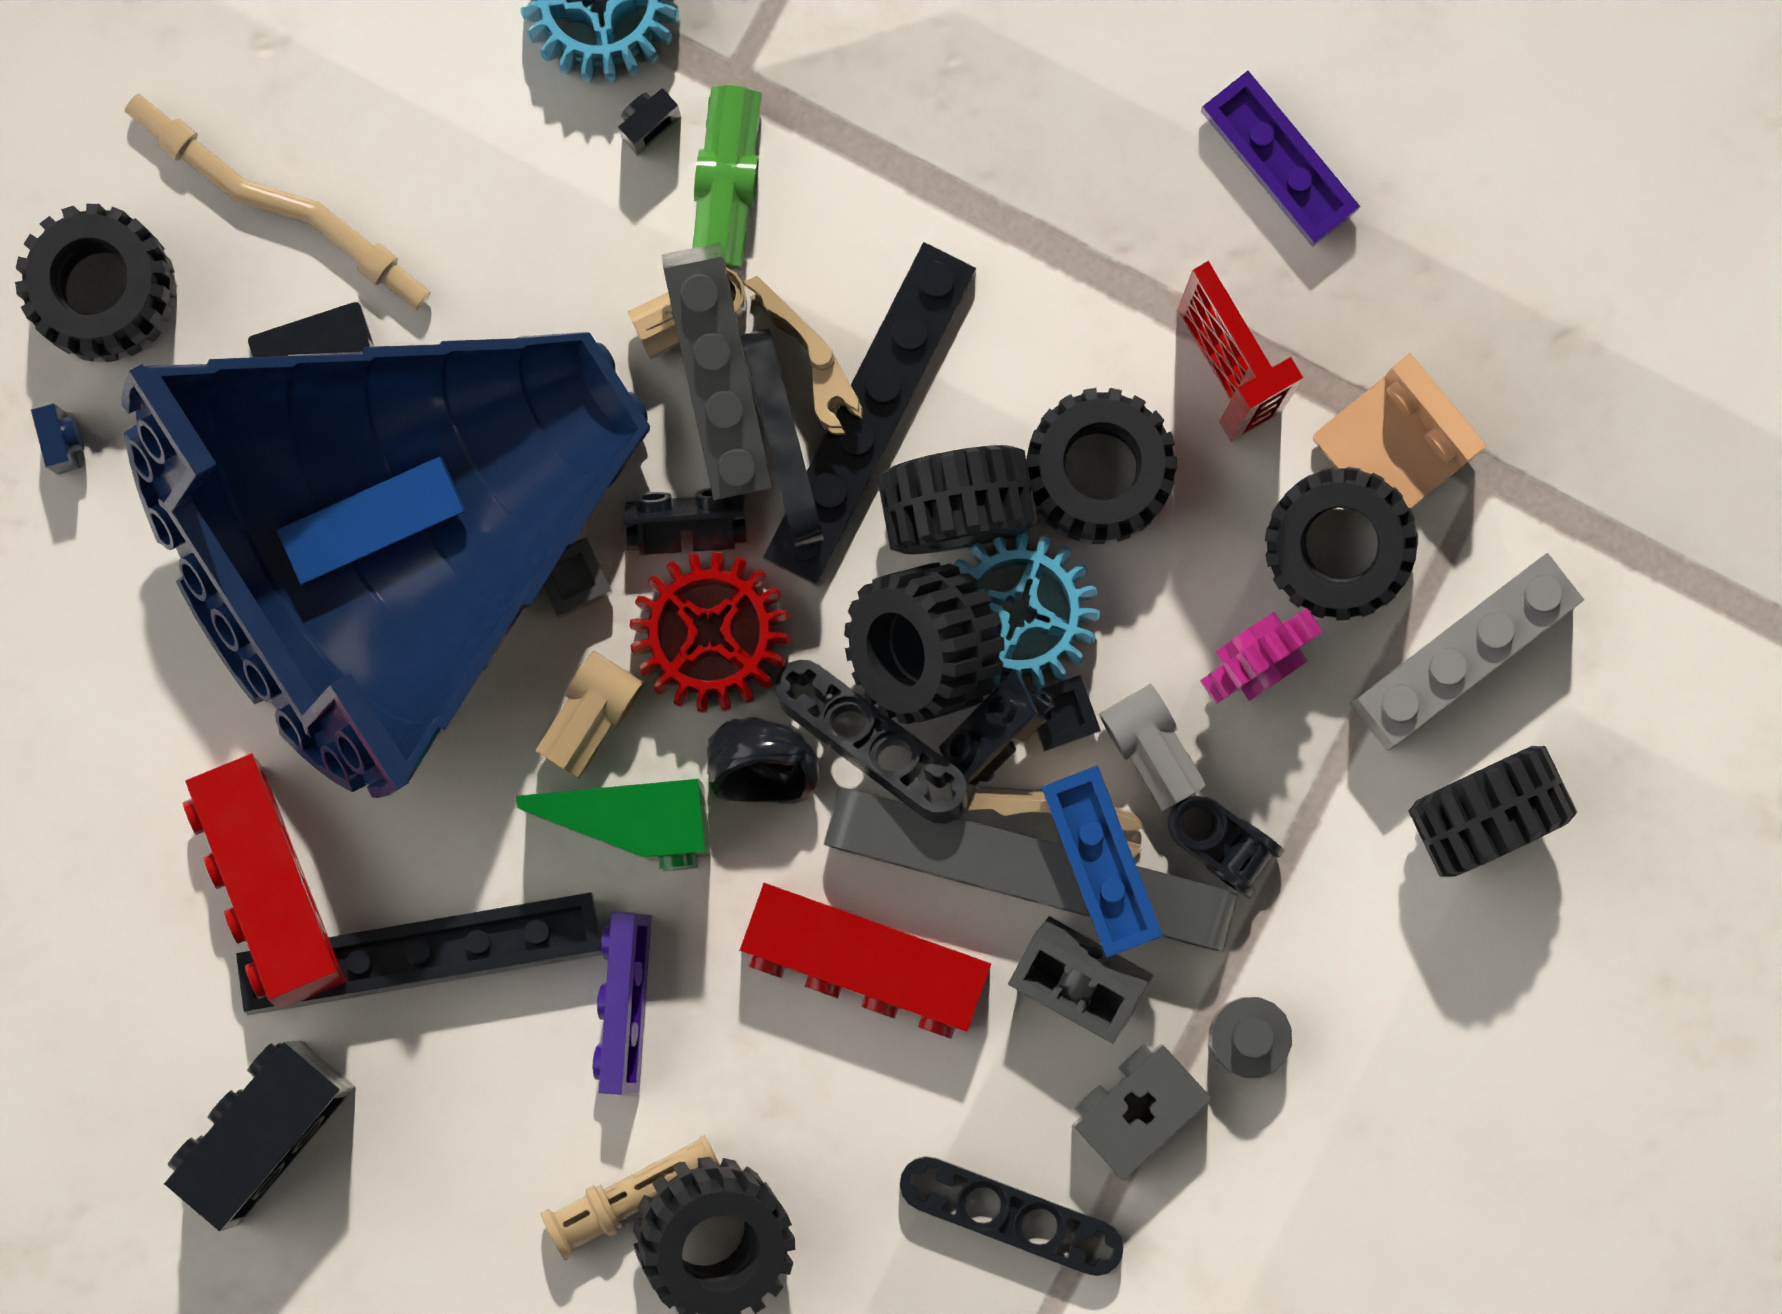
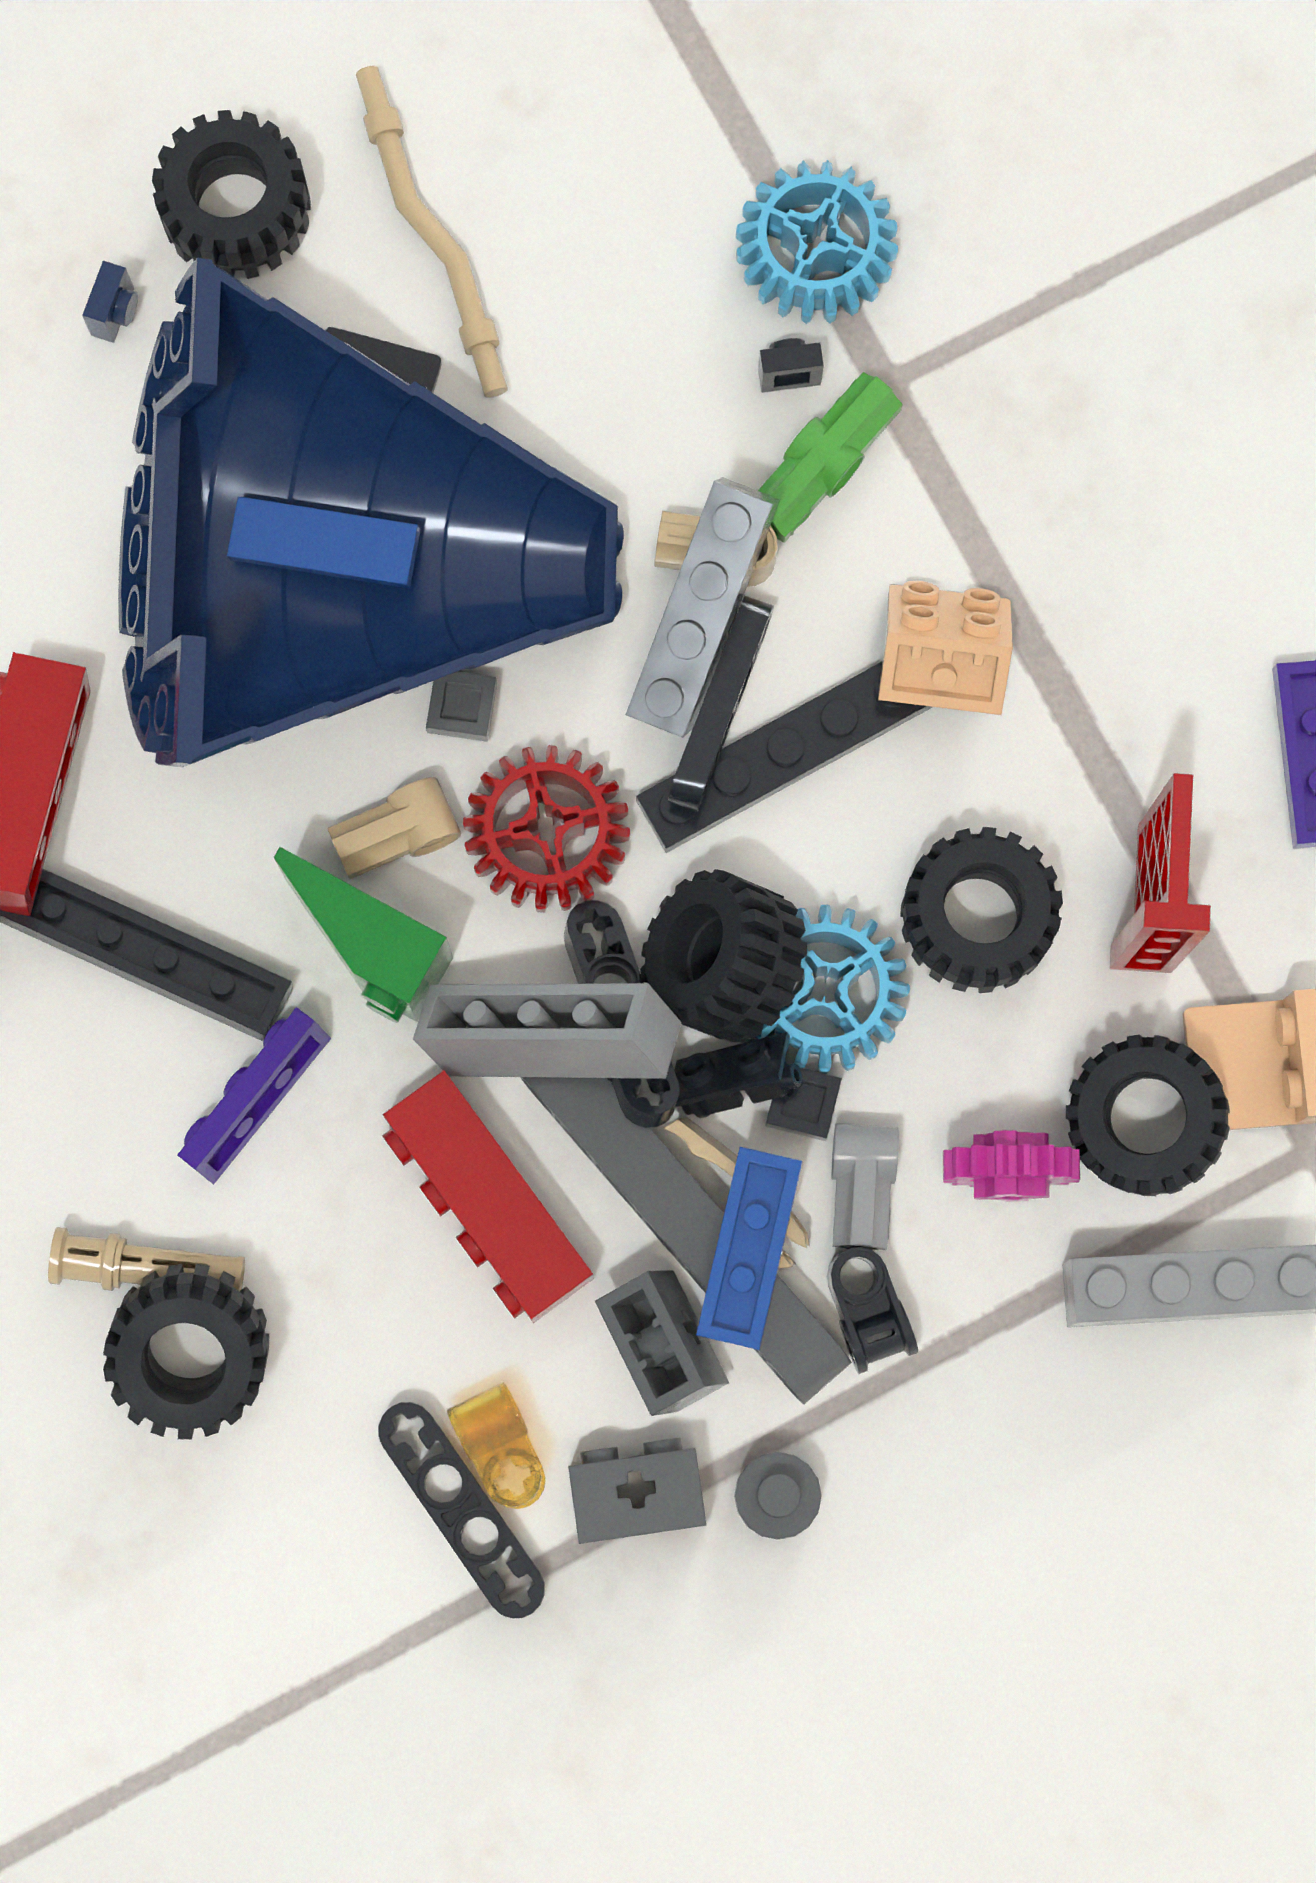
camera: 30 degrees right, 5 degrees down
(663, 518) = (572, 707): black hinge -> none
(761, 763) = (508, 952): black hair -> none
(827, 797) = (548, 1030): none -> light grey brick
(829, 381) = (794, 681): tan arm -> none
(931, 270) = (946, 648): none -> light nougat bracket
(957, 499) = (836, 852): black tyre -> none
(997, 1140) = (494, 1437): none -> clear yellow piece
(1492, 811) = (1125, 1438): black tyre -> none

